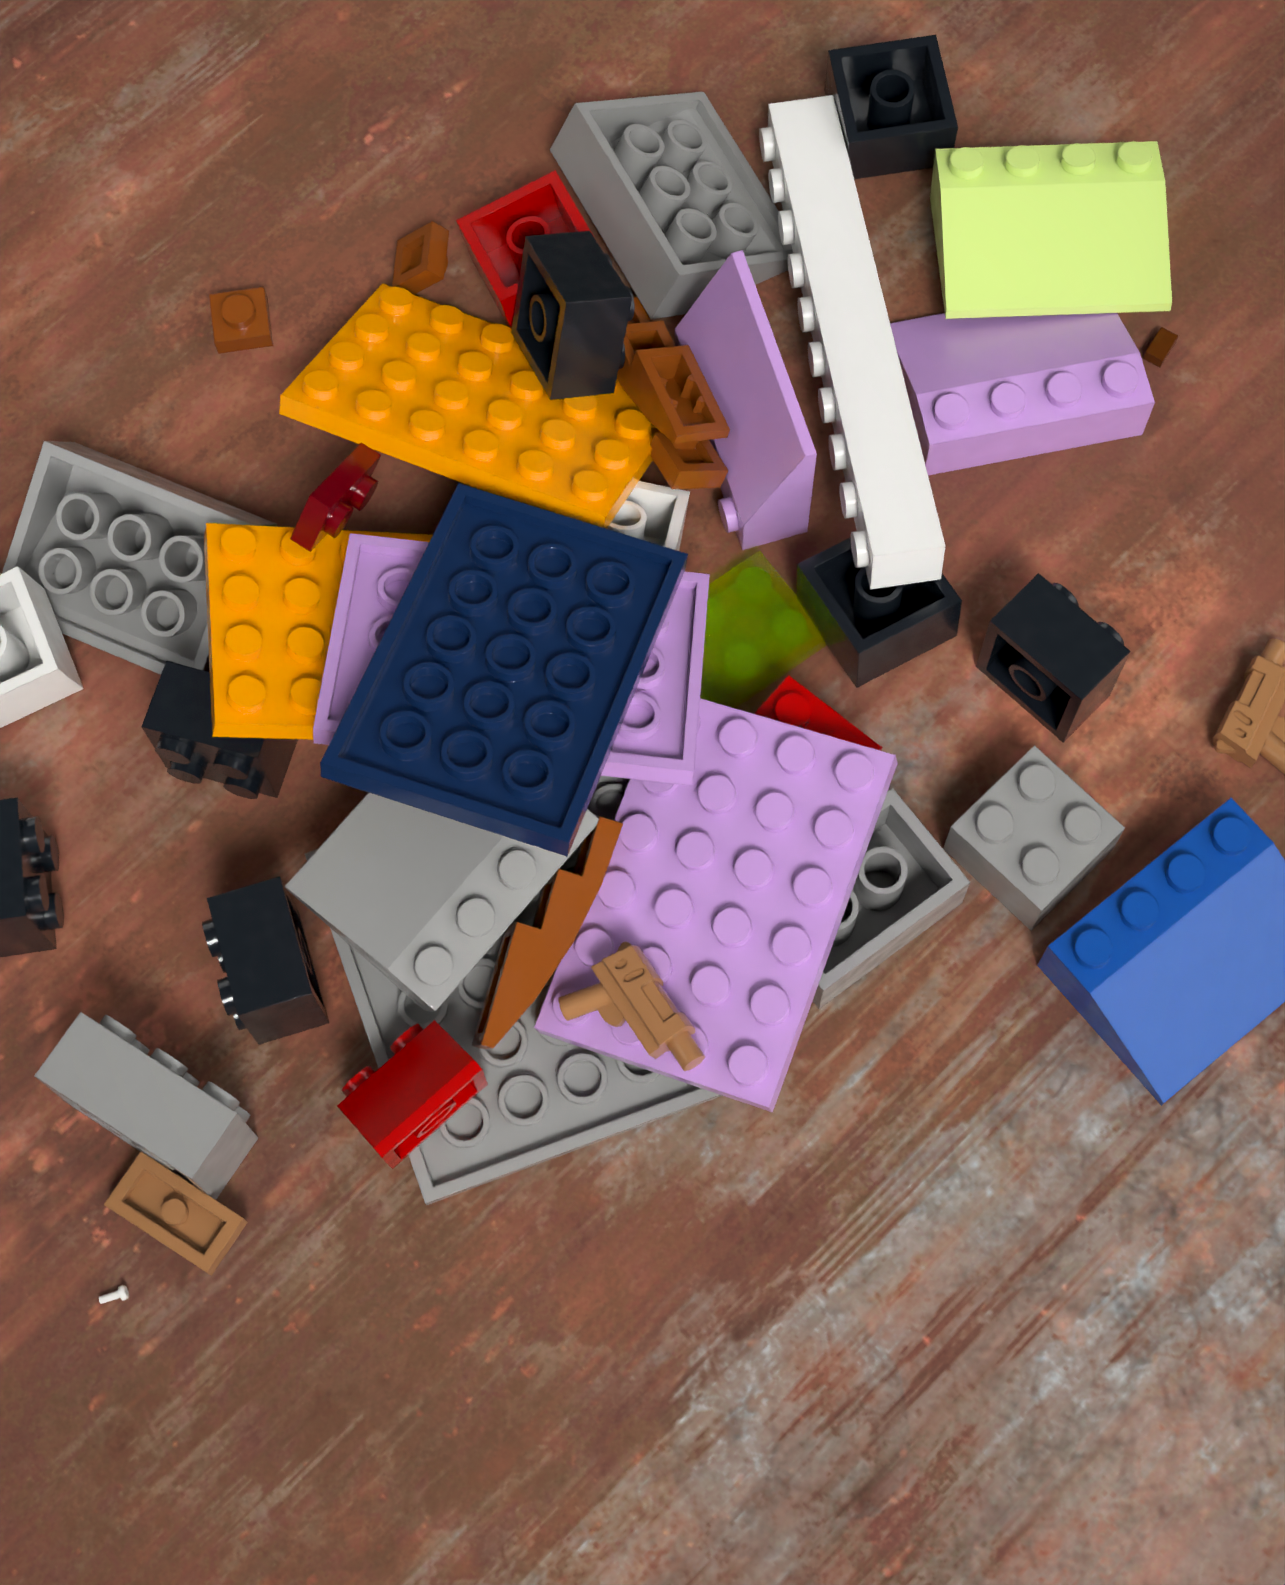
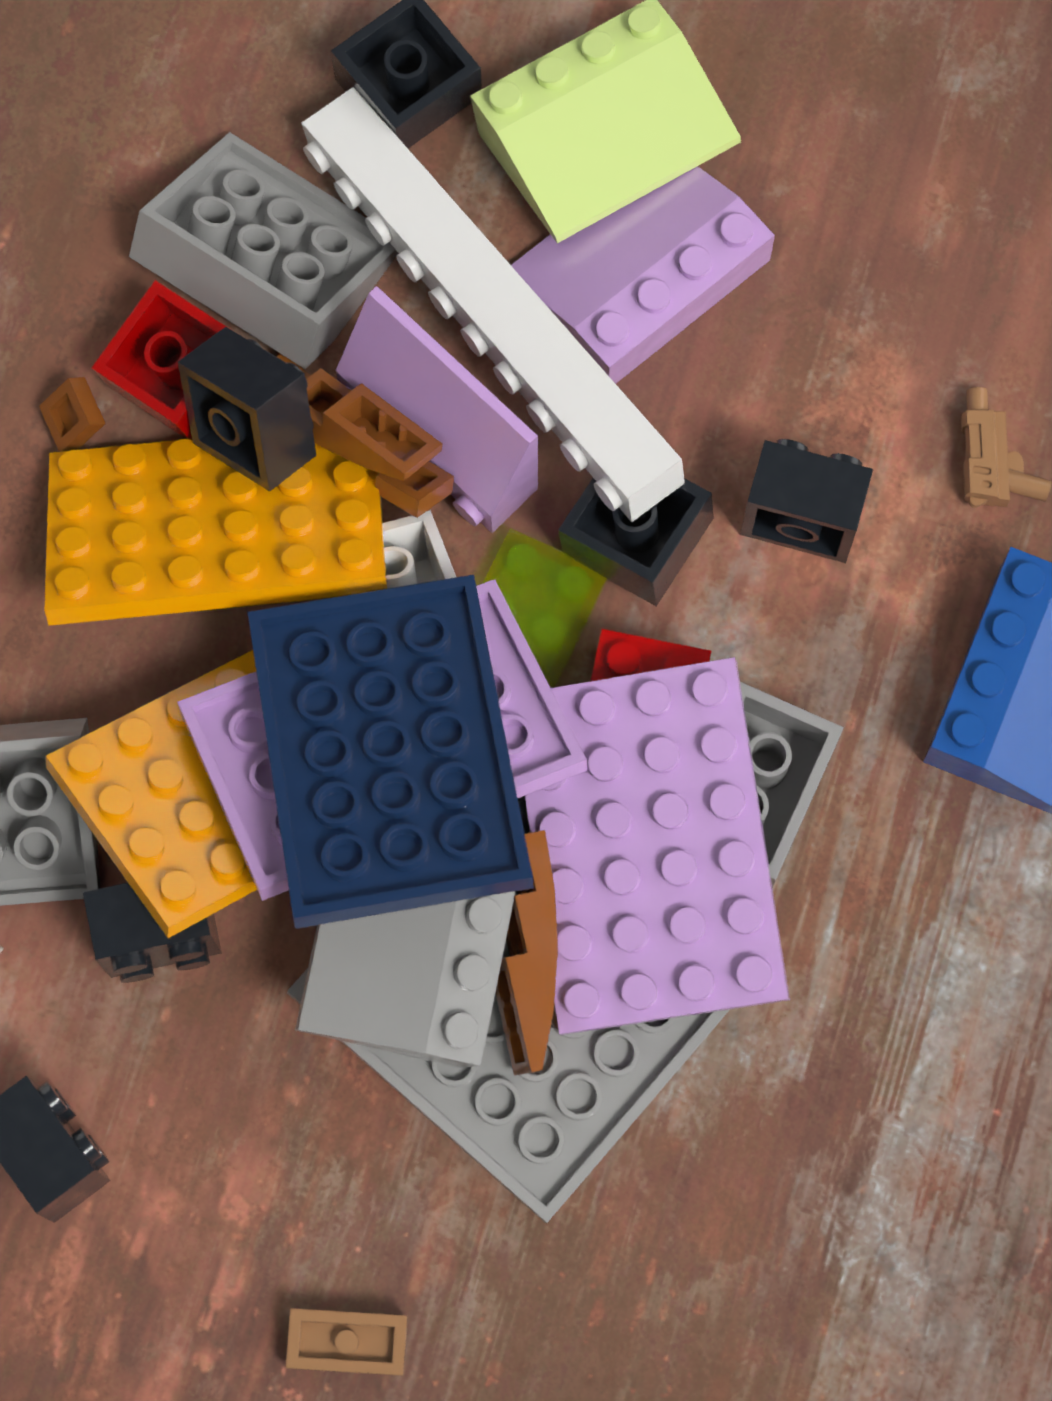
camera: 30 degrees left, 5 degrees up
(149, 1102) = (278, 1265): light grey brick -> none
(266, 961) = (308, 1096): black brick -> none
(335, 497) = (147, 660): dark red plate -> none
(411, 1091) = (494, 1140): red slope -> none
(634, 993) = (629, 965): medium nougat piece -> none
(1032, 837) = (868, 660): light grey brick -> none
(1160, 347) = (745, 174): reddish brown piece -> none

